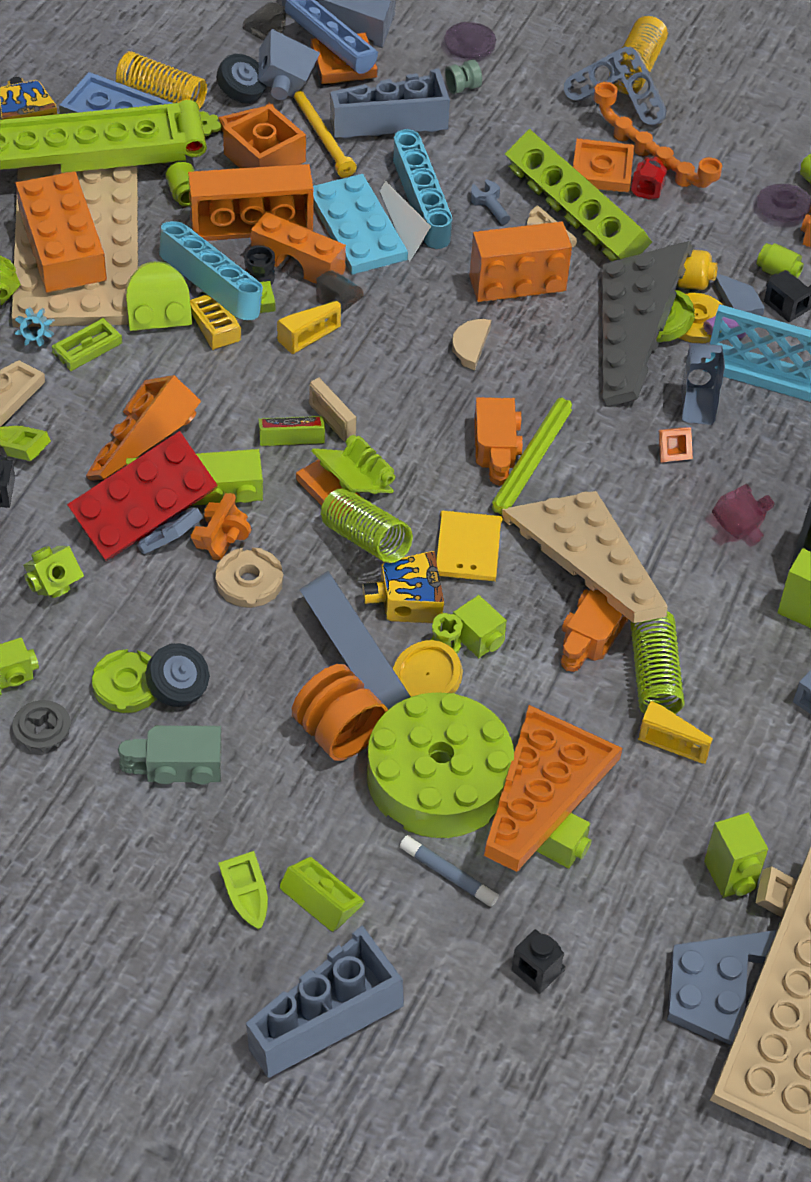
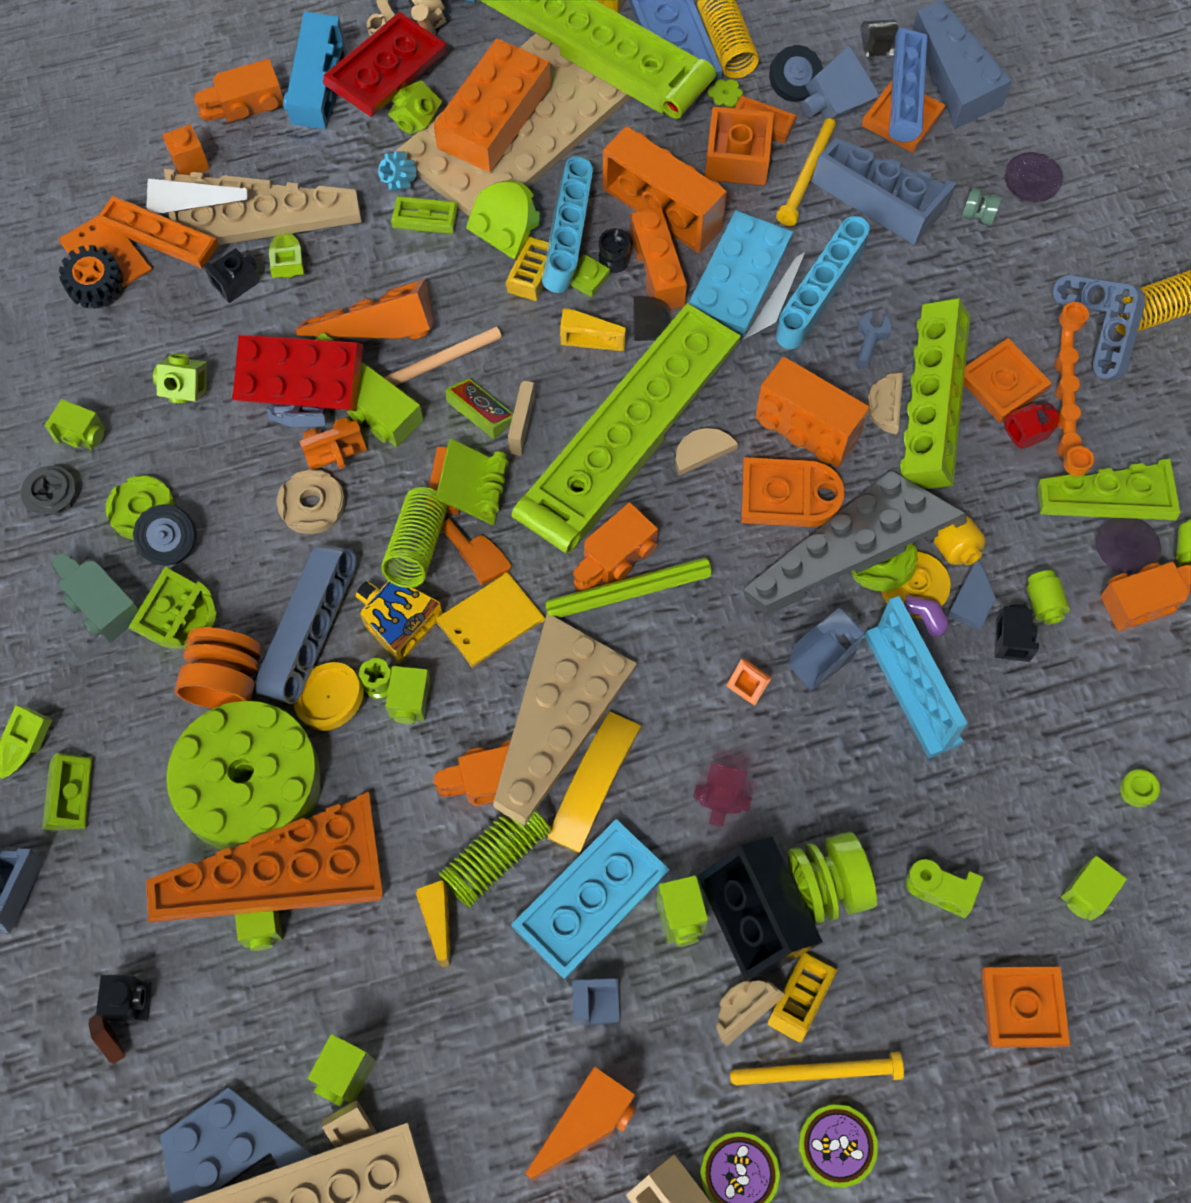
camera: 50 degrees right, 15 degrees up
(179, 182) = (649, 124): lime brick -> none
(225, 413) = (444, 356): none -> light nougat bar
(249, 715) = (173, 610): none -> lime slope
(413, 363) = (625, 430): none -> lime hinge
(417, 515) = (480, 554): none -> orange piece
(449, 871) = (161, 841): sand blue bar -> none
(556, 993) = (105, 1039): none -> copper tile
(557, 324) = (786, 492): none -> orange plate
(665, 577) = (593, 782): none -> yellow slope
(744, 179) = (1125, 493): none -> lime wing
(744, 641) = (590, 899): none -> medium azure plate

